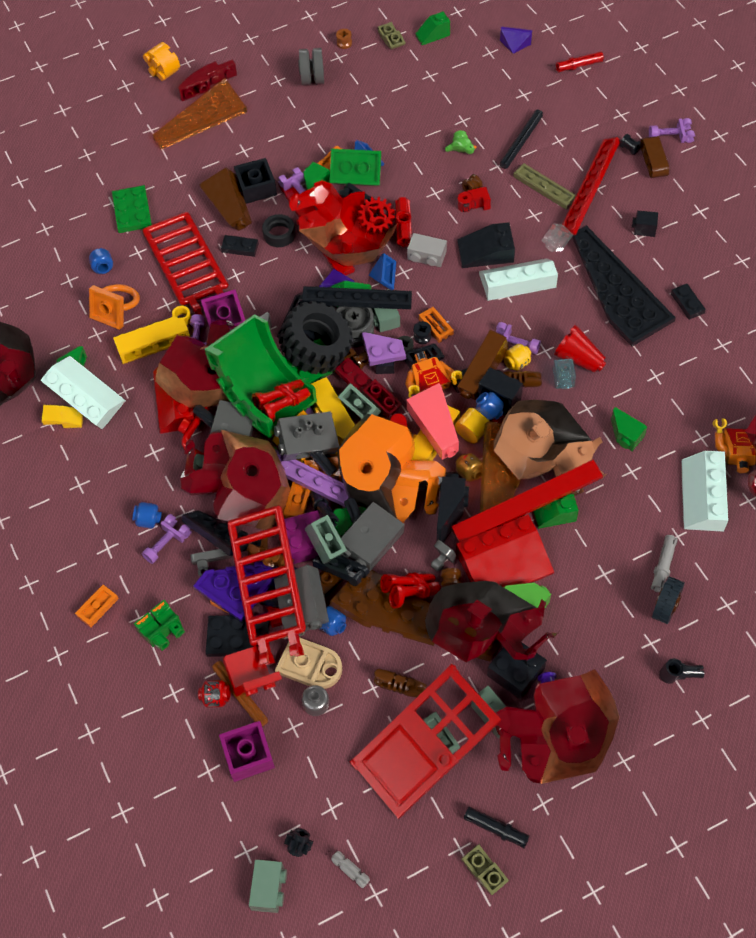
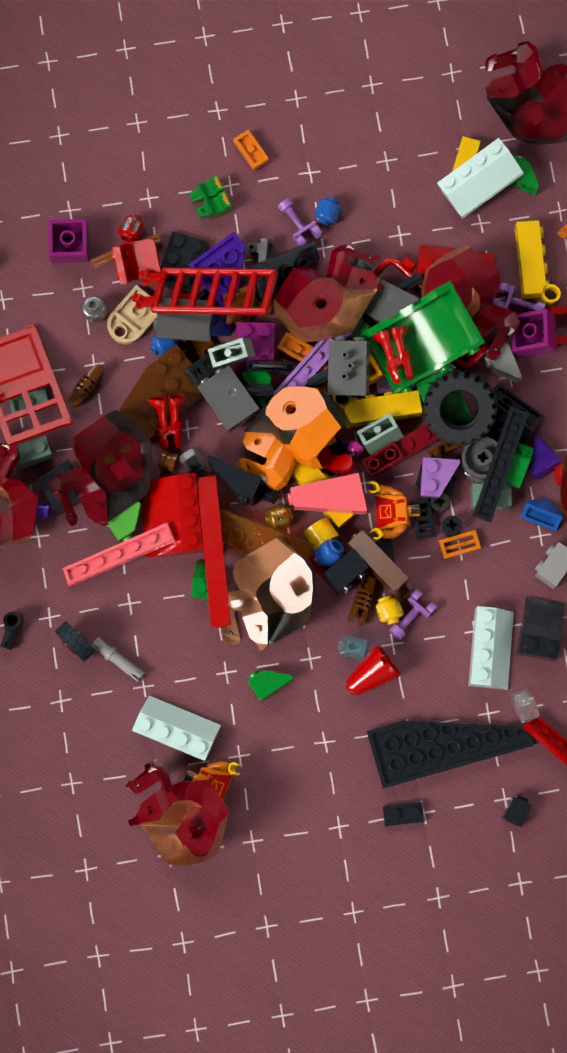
camera: 105 degrees right, 20 degrees up
(564, 592) = (118, 554): none -> coral tile

